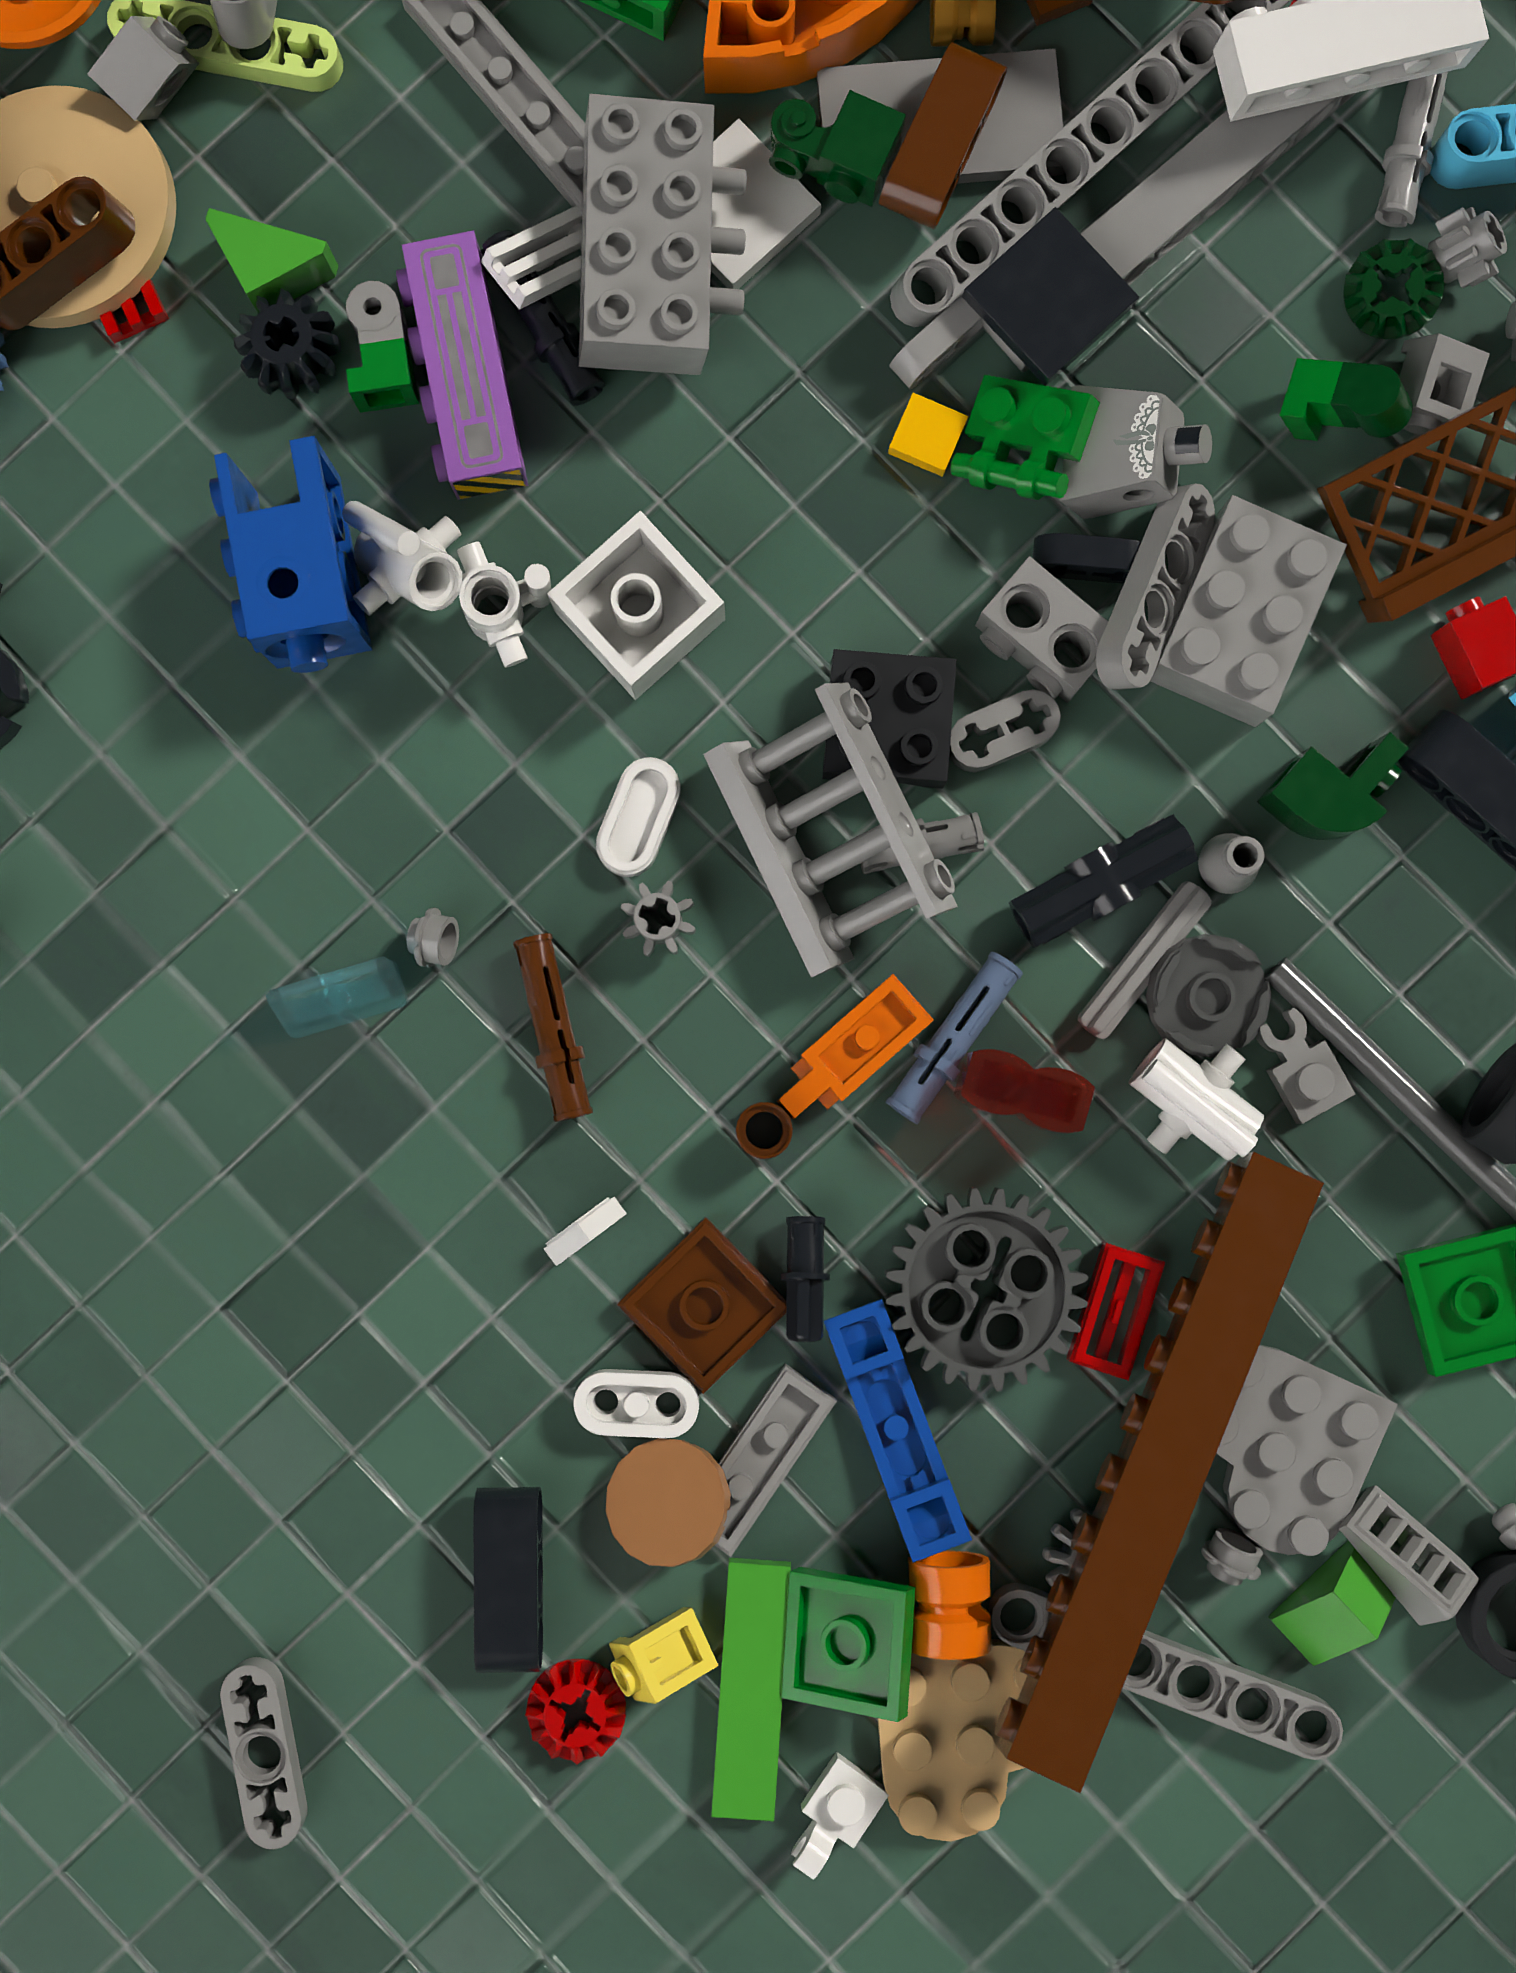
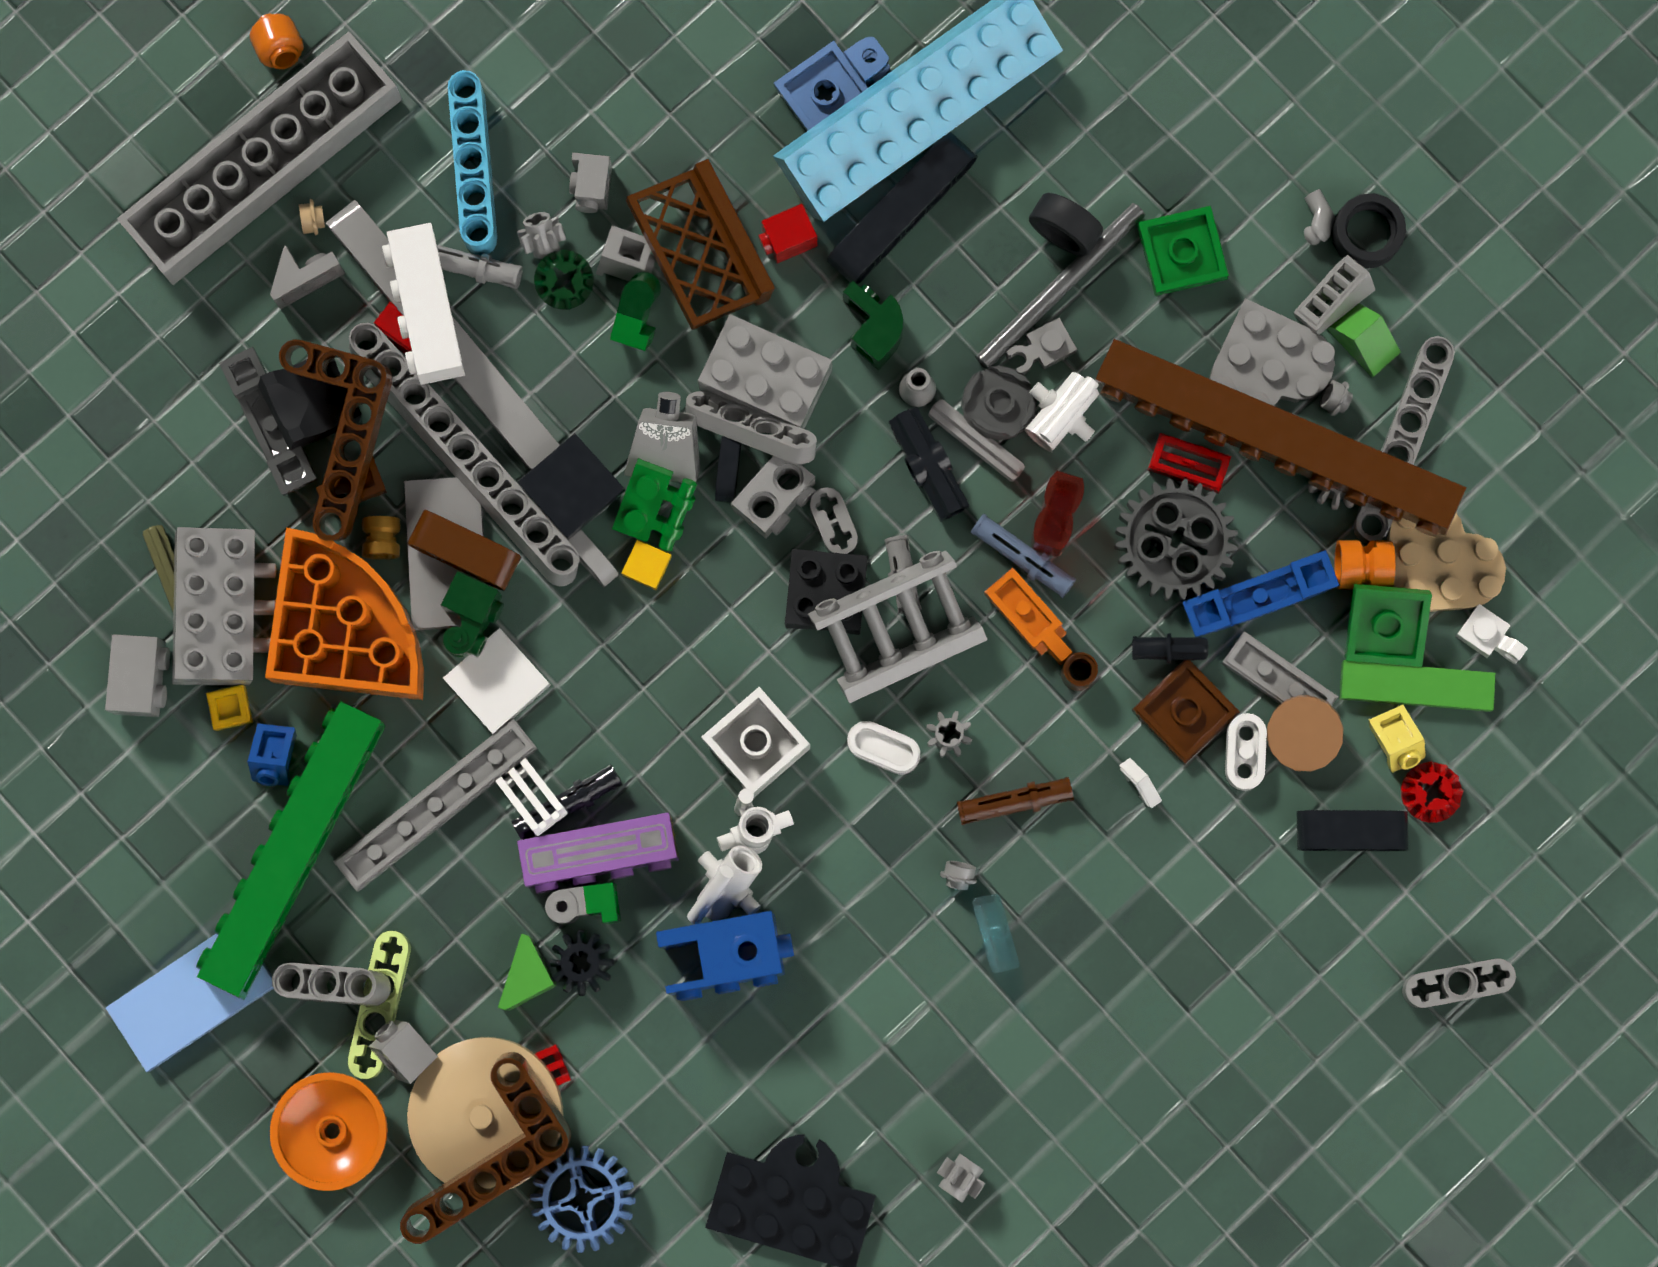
camera: 85 degrees left, 5 degrees down
(652, 235) = (526, 729): light grey piece -> none

